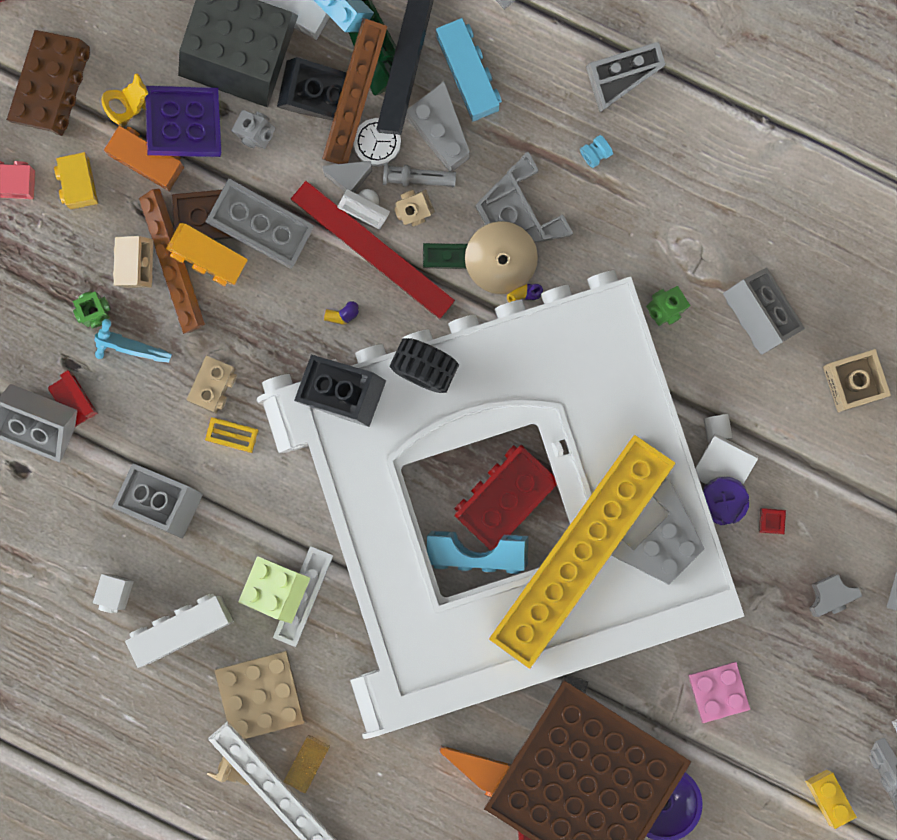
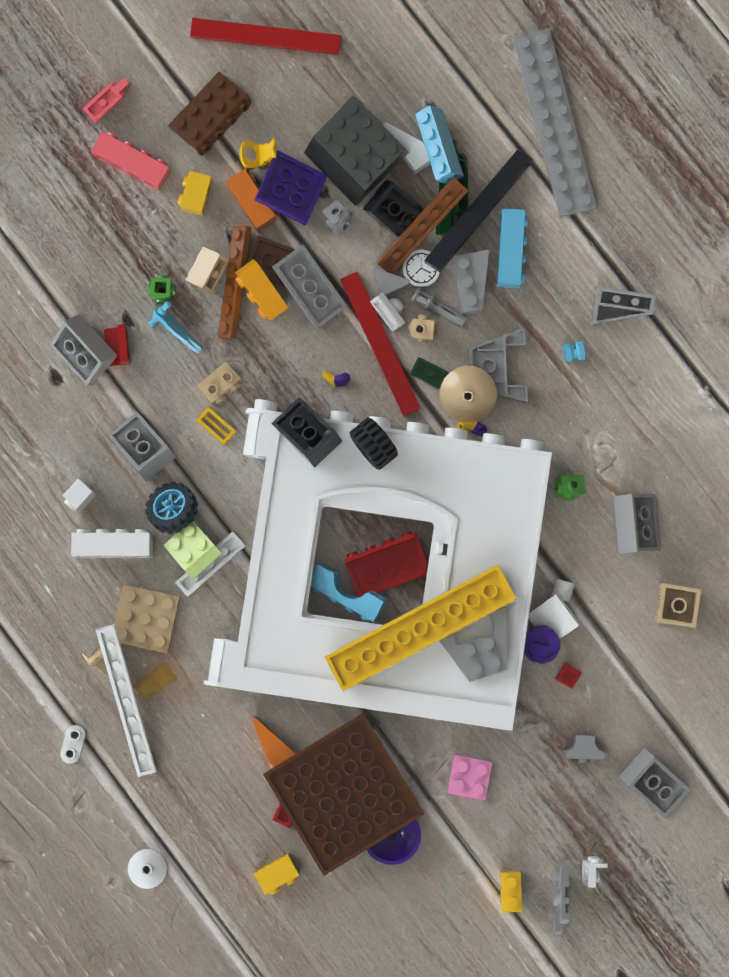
camera: 30 degrees right, 0 degrees up
(213, 546) = (181, 514): none -> black wheel

